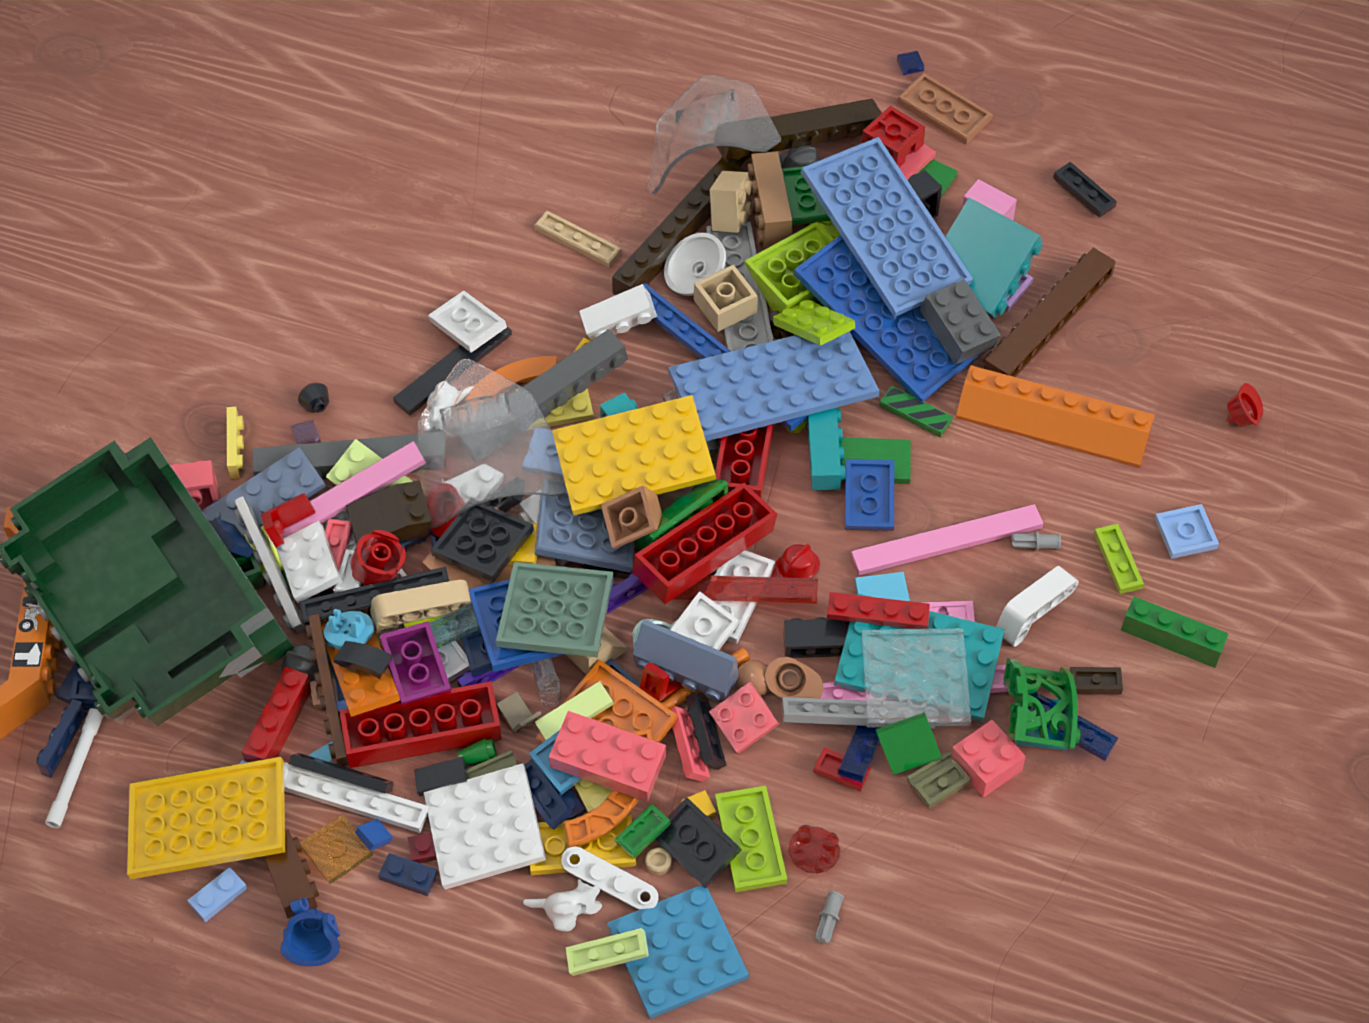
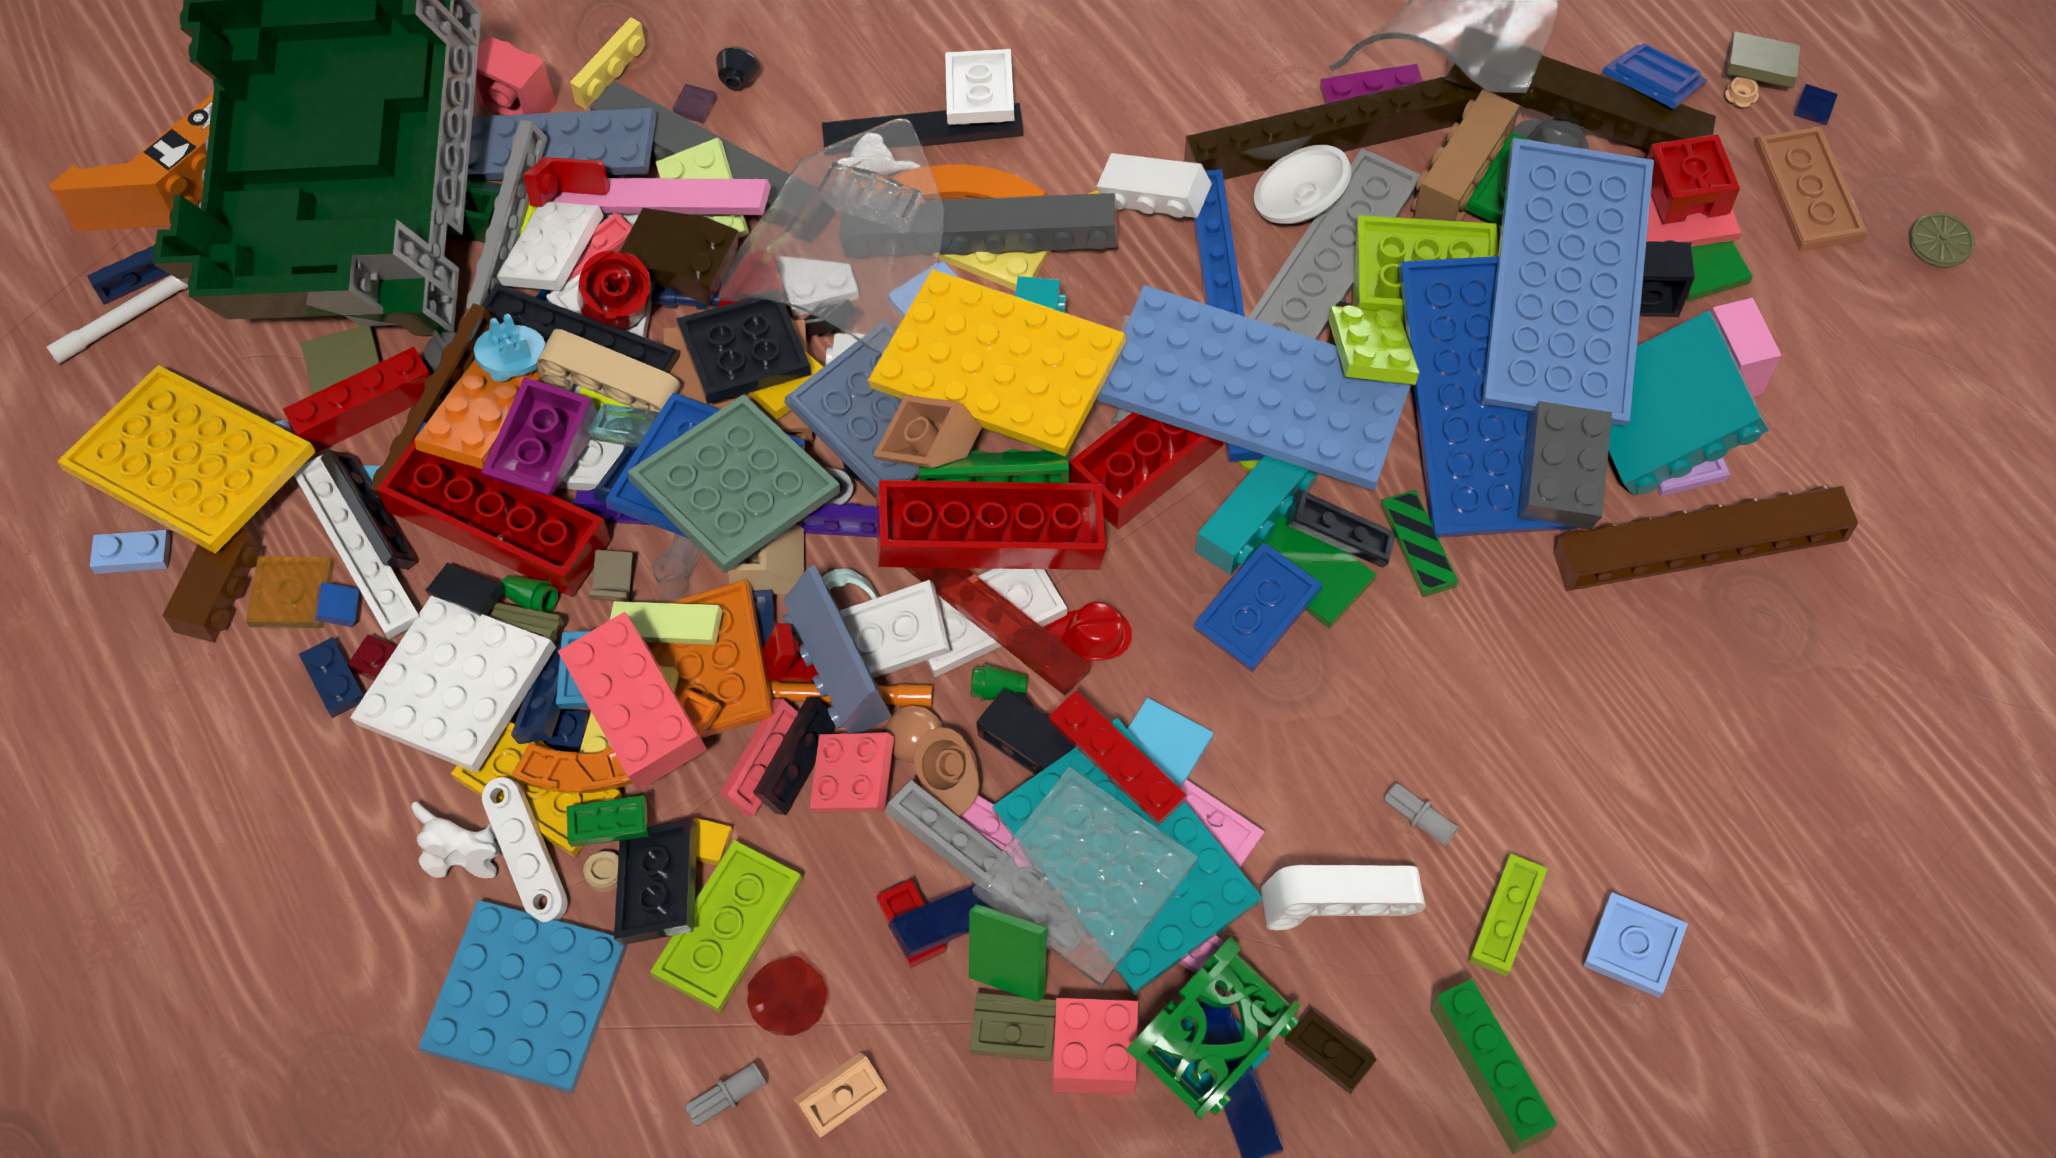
camera: 40 degrees right, 5 degrees up
(232, 537) = (487, 162): dark blue tile -> none
(237, 709) = (339, 356): none -> olive tile
(310, 936) = (162, 665): blue helmet -> none
(363, 657) = (481, 392): black slope -> none
(577, 239) = (1201, 71): tan tile -> none
(607, 952) = (437, 934): yellowish green plate -> none
(676, 191) = (1368, 82): none -> magenta plate
(725, 298) = (1295, 246): tan brick -> none
(730, 201) = (1408, 132): tan brick -> none
(772, 624) = (990, 680): none -> green cone
(823, 94) = (1656, 75): none -> blue piece
(866, 54) = (1764, 59): none -> tile
(869, 78) = (1742, 92): none -> light nougat plate
(875, 428) = (1341, 528): none -> black tile
(883, 875) = (840, 1094): none -> light nougat slope
(946, 539) = (1311, 732): bright pink tile -> none
(1029, 96) = (1942, 240): none -> olive wheel
(1055, 416) = (1594, 673): orange slope -> none
(1084, 189) = (1907, 405): black plate -> none
(1245, 407) = (1873, 836): red piece -> none

